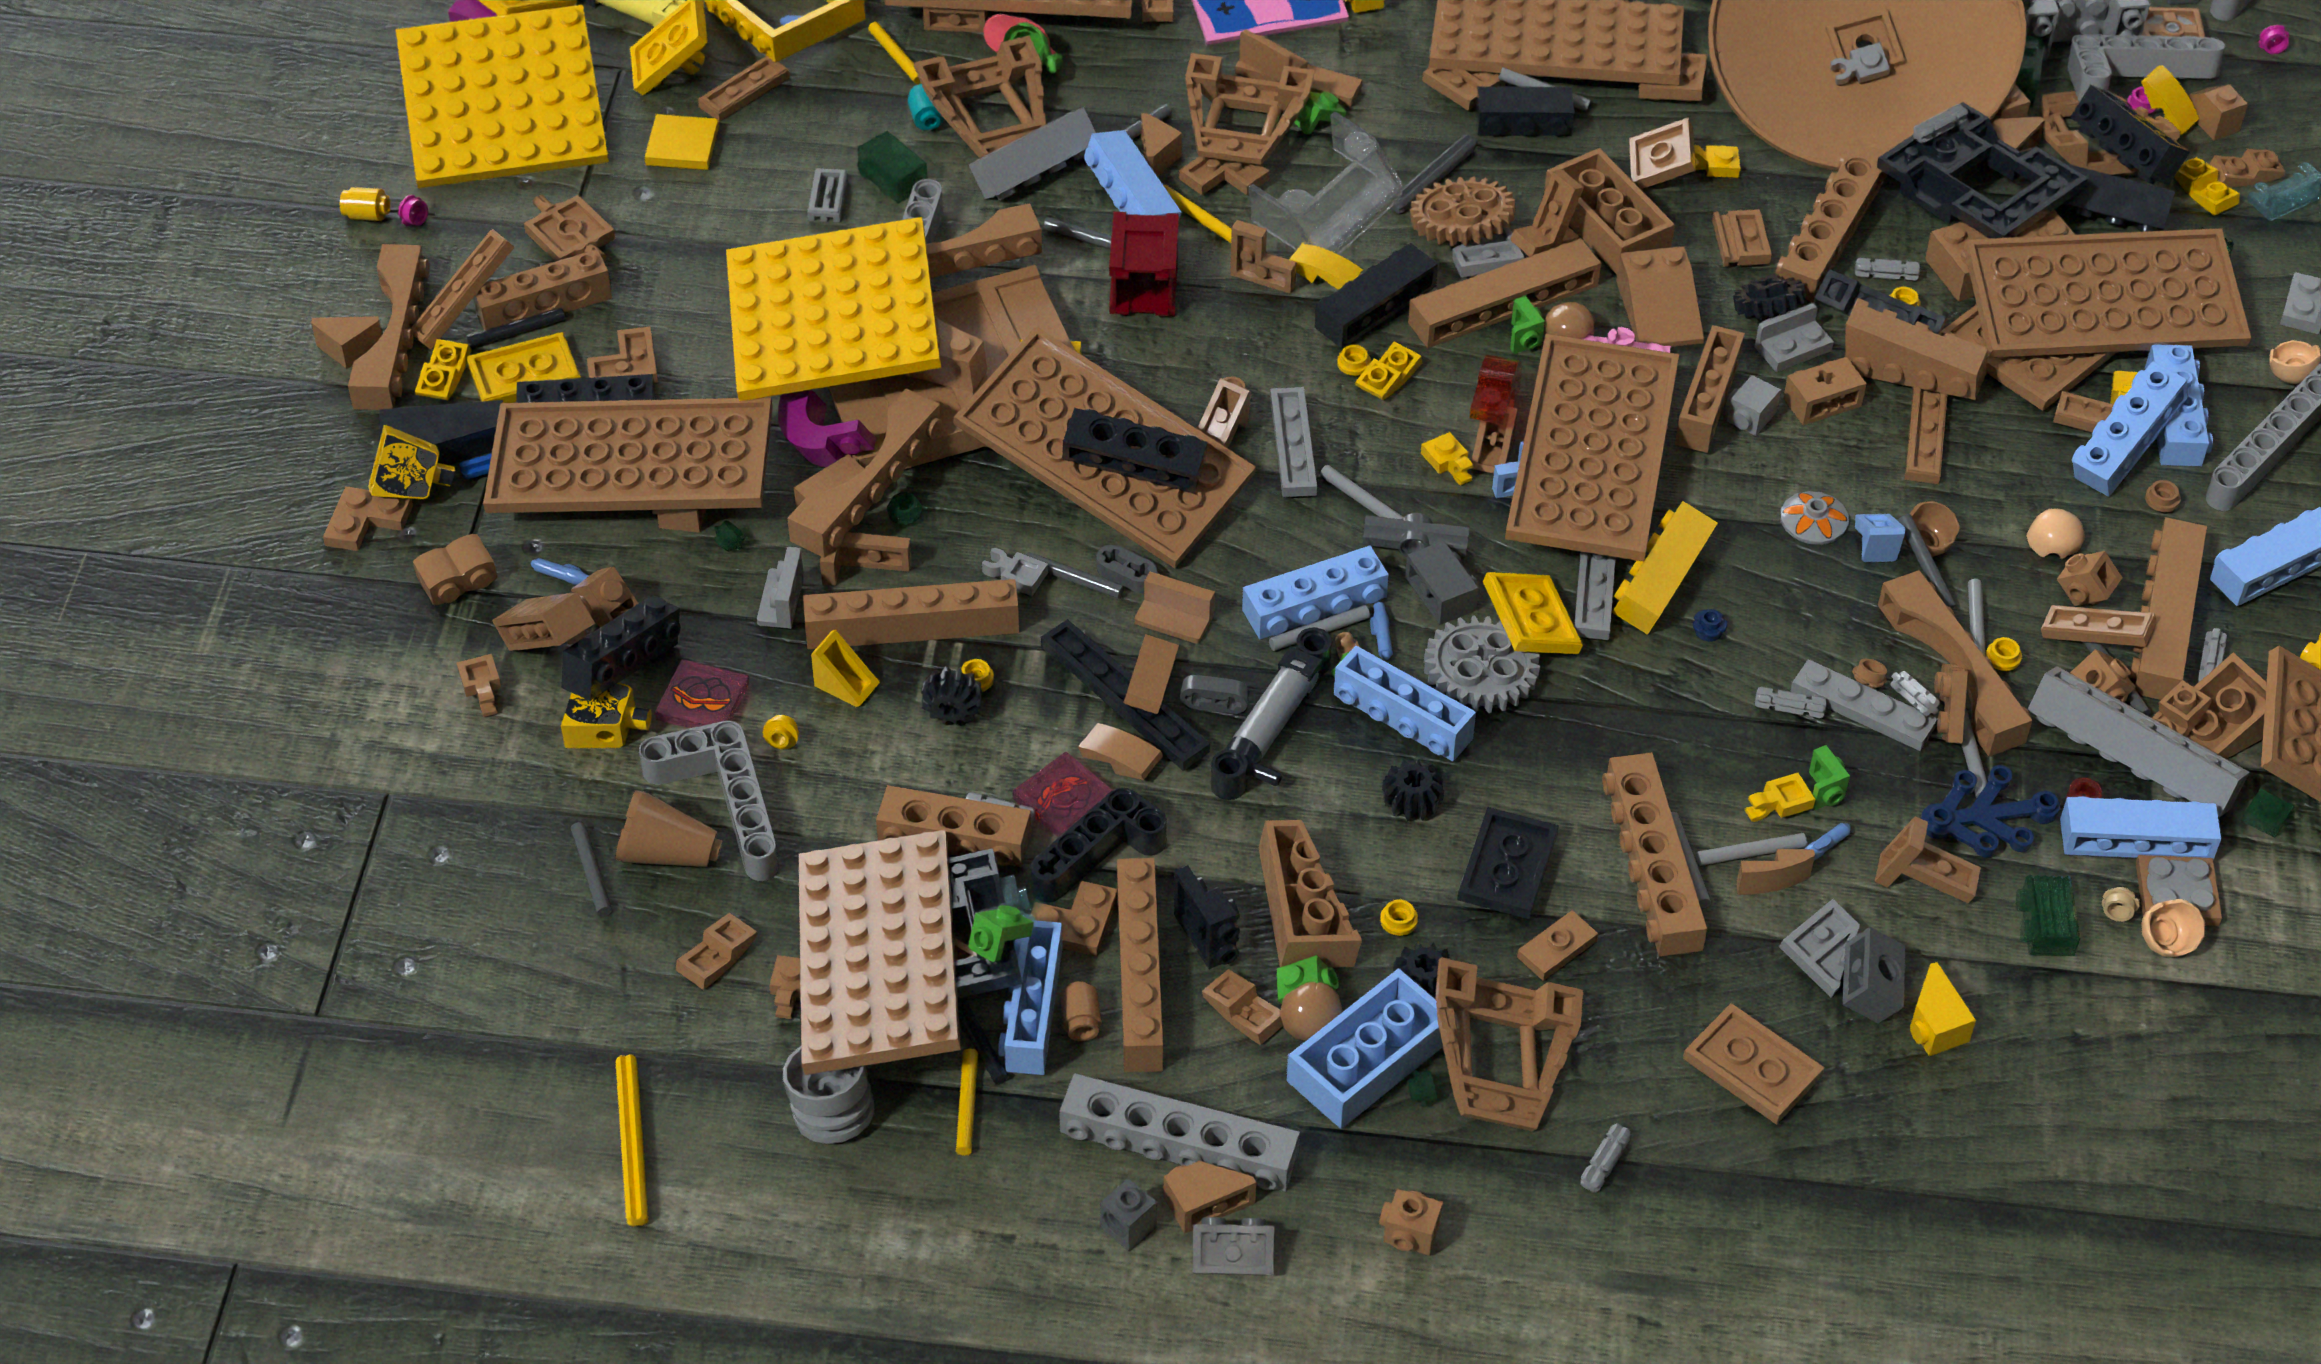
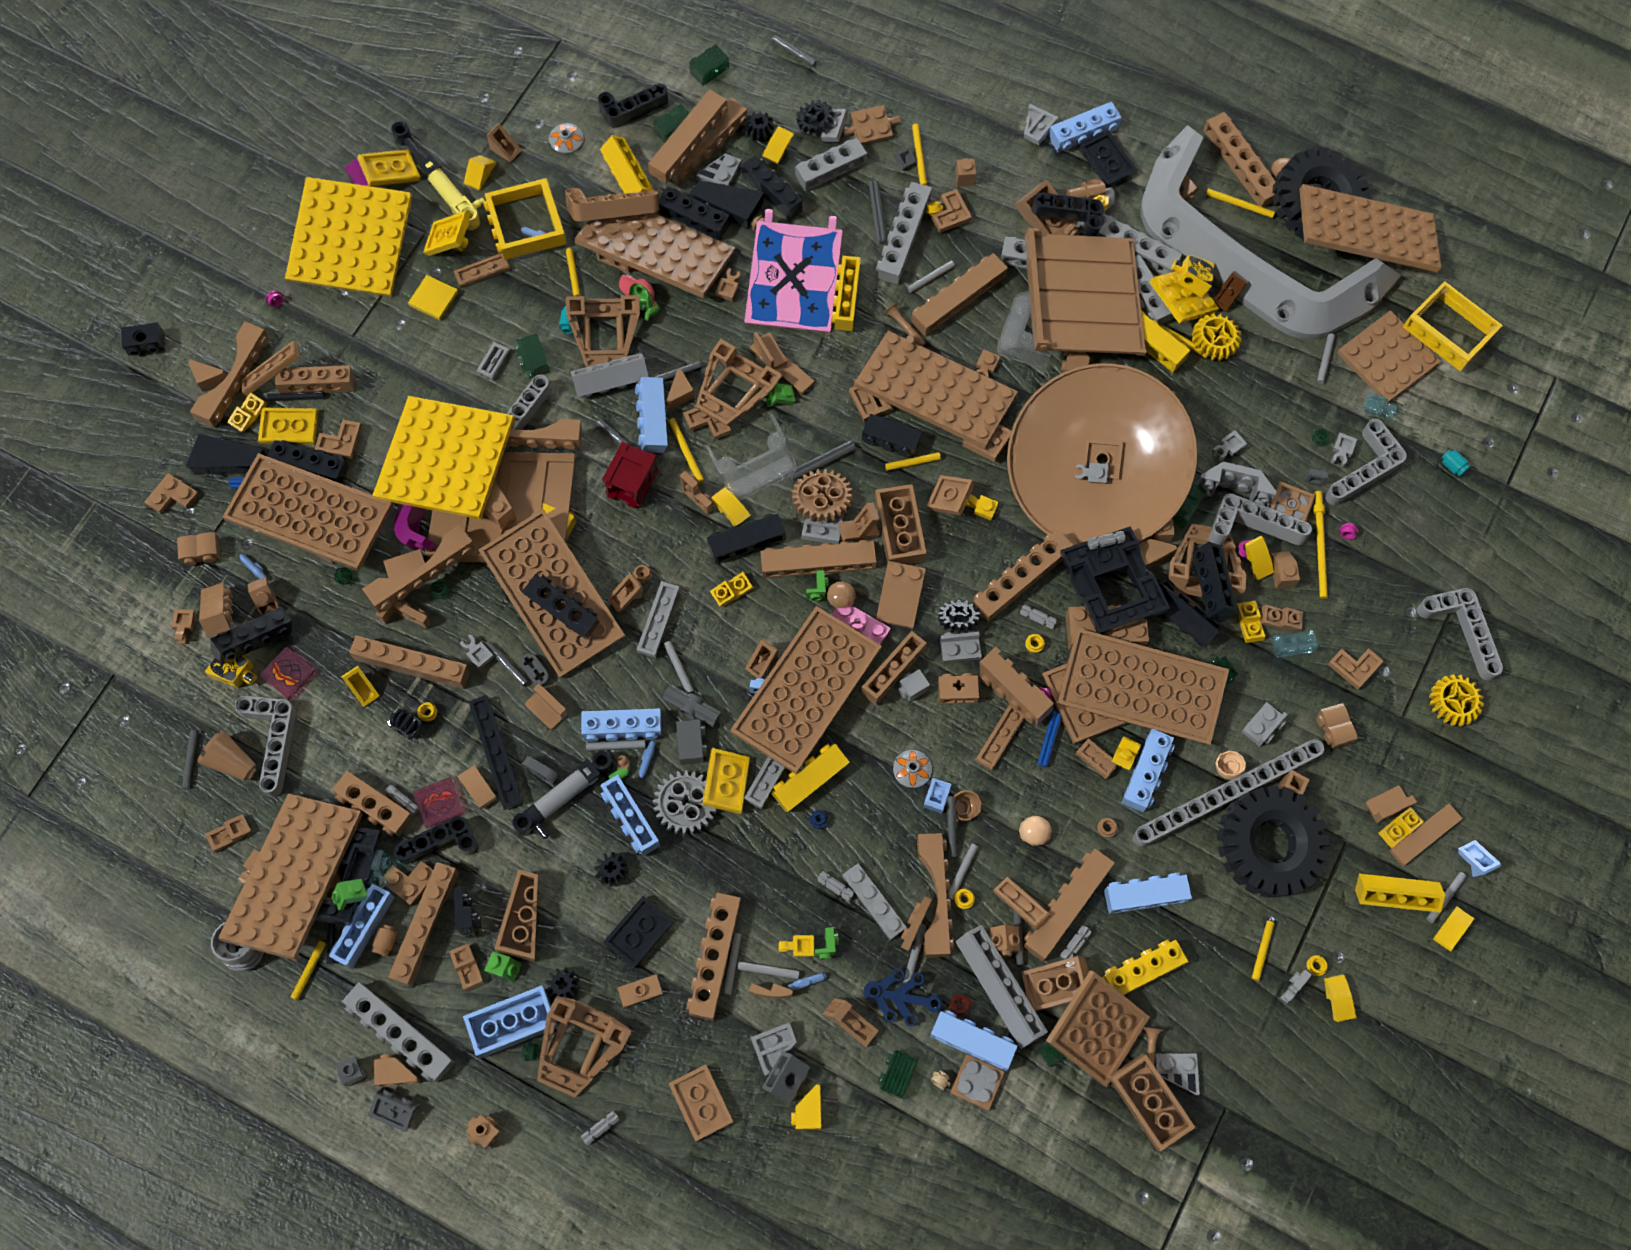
camera: 20 degrees right, 20 degrees up
(208, 320) = (135, 334): none -> black brick
(365, 204) = (252, 286): yellow brick -> none
(406, 466) = (197, 476): torso -> none
(568, 228) = (348, 340): medium nougat plate -> none
(631, 1140) = (141, 930): yellow axle -> none
(781, 725) = (314, 712): yellow plate -> none
(782, 591) = (352, 623): light grey bracket -> none
(1151, 674) = (511, 747): medium nougat tile -> none
(1309, 1009) = (494, 988): medium nougat hair -> none
(1353, 360) = (716, 570): yellow plate -> none
(1399, 910) = (561, 944): yellow plate -> none
(1449, 455) = (736, 656): yellow plate -> none
(1496, 389) = (772, 629): clear red arch -> none
(1524, 81) = (910, 423): light grey bar -> none
(1574, 137) = (912, 461): none -> yellow bar
(1742, 237) = (967, 566): medium nougat plate -> none
(1842, 293) = (1017, 646): black slope -> none
(1870, 673) = (888, 882): medium nougat plate -> none
(1915, 693) = (901, 908): light grey axle -> none
(2003, 414) = (1049, 740): none -> blue axle
(2089, 578) = (1033, 871): medium nougat brick -> none
(2129, 428) = (1106, 783): light blue brick -> none
(2173, 928) = (956, 1109): light nougat hair -> none
(2182, 708) = (1033, 976): medium nougat slope -> none
(2216, 29) = (1319, 510): none -> yellow bar

